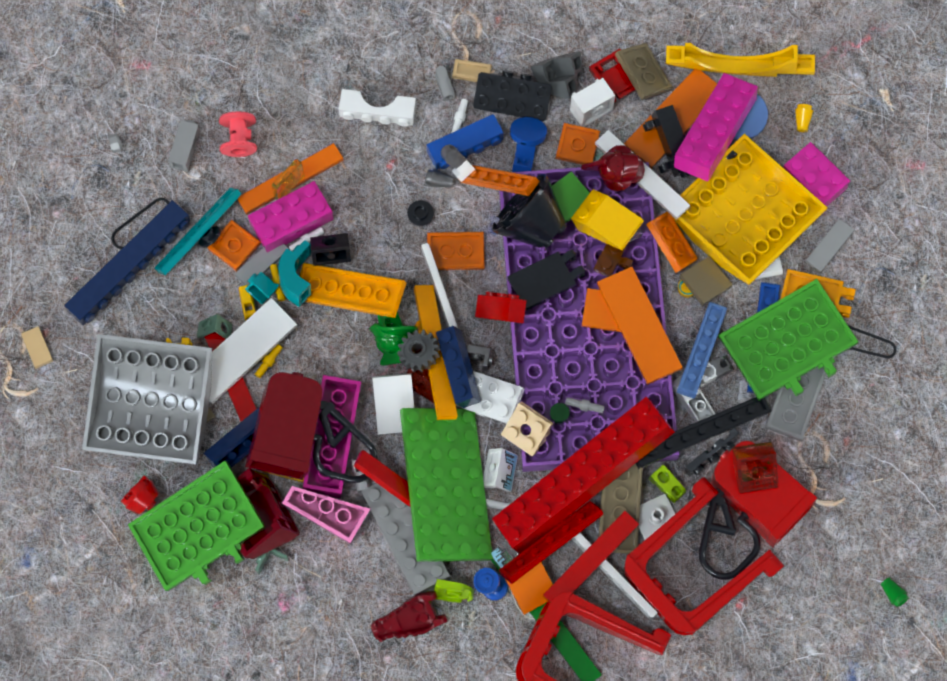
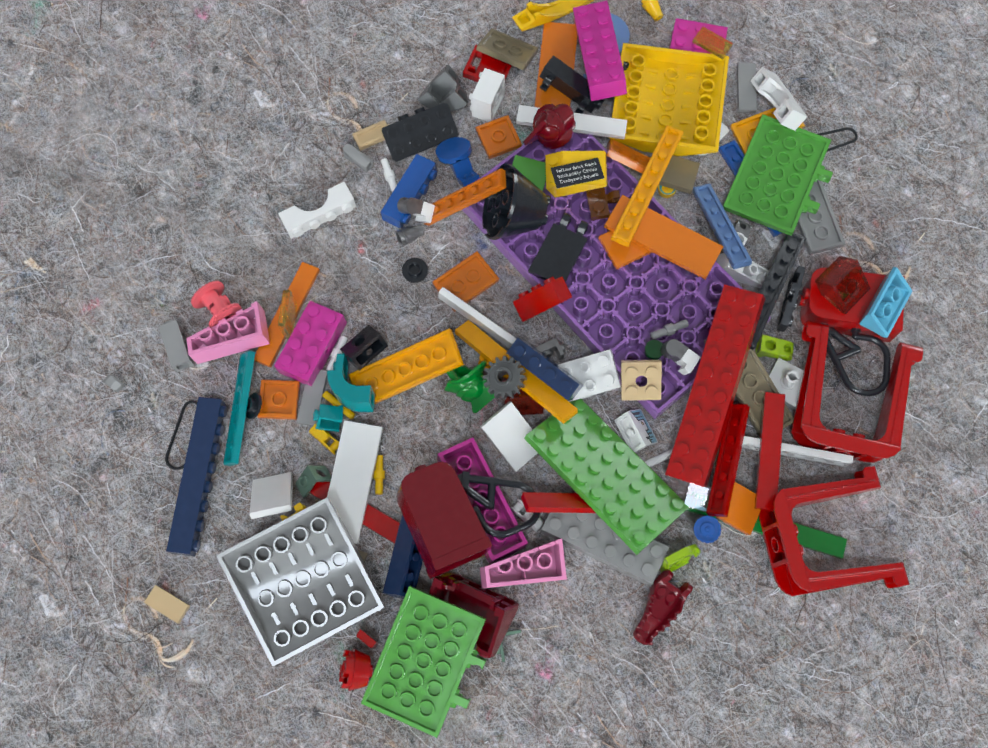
camera: 35 degrees left, 0 degrees up
(166, 480) = (368, 640): none -> red tile
(173, 317) = (271, 495): none -> white tile
(234, 168) = (230, 336): none -> bright pink wedge
(575, 429) = (681, 355): none -> leg
(604, 222) = (577, 173): none -> black sticker
(659, 272) = (646, 186): none -> light orange tile
(779, 508) = (887, 304): none -> medium azure slope
(821, 186) = (712, 42): none -> tile
(846, 259) = (787, 109): none -> white arch

